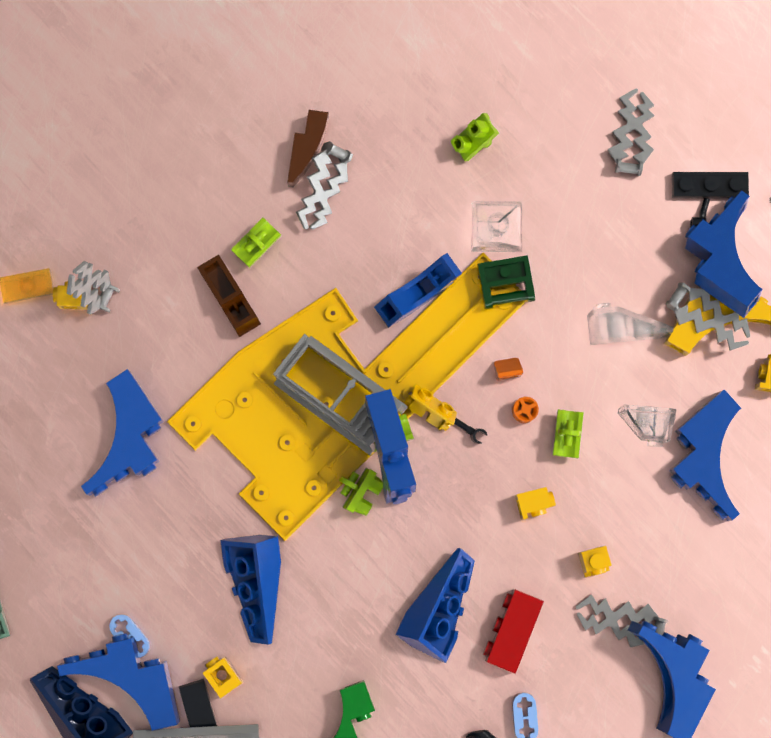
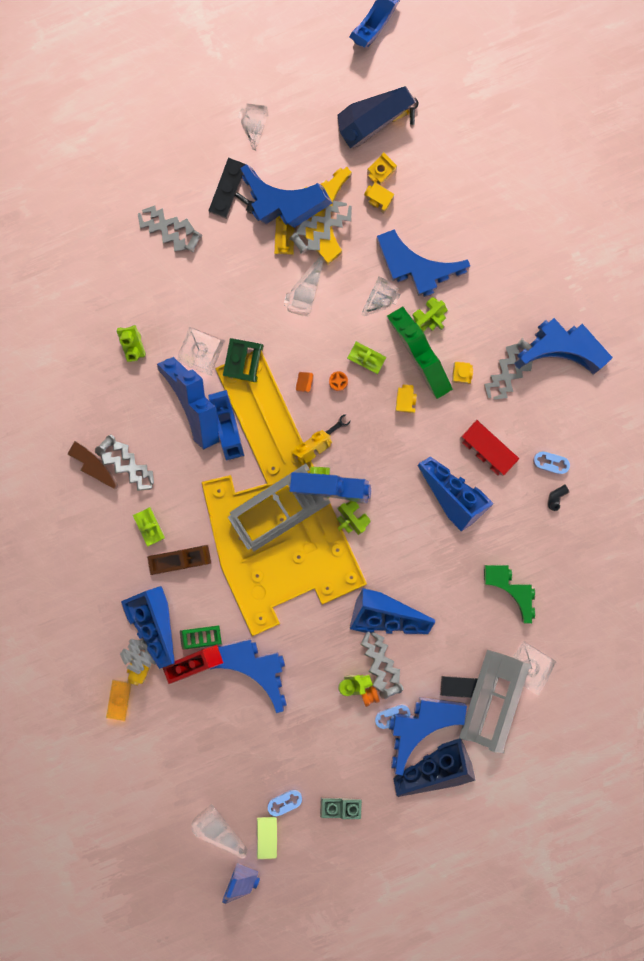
camera: 55 degrees left, 5 degrees up
(104, 358) = (193, 664): none -> red brick
(145, 285) = (151, 618): none -> blue wedge
(145, 596) = (370, 696): none -> orange wheel
(150, 354) = (217, 637): none -> green slope
(152, 571) = (354, 685): none -> lime hips
(197, 589) = (378, 658): none -> light grey piece
(224, 686) = (452, 662): yellow brick -> none
(426, 246) = (190, 392): none -> blue arch
(600, 499) = (421, 352): none -> green arch
(650, 498) = (433, 317): none -> lime hips
(668, 278) = (283, 232): none -> yellow hinge

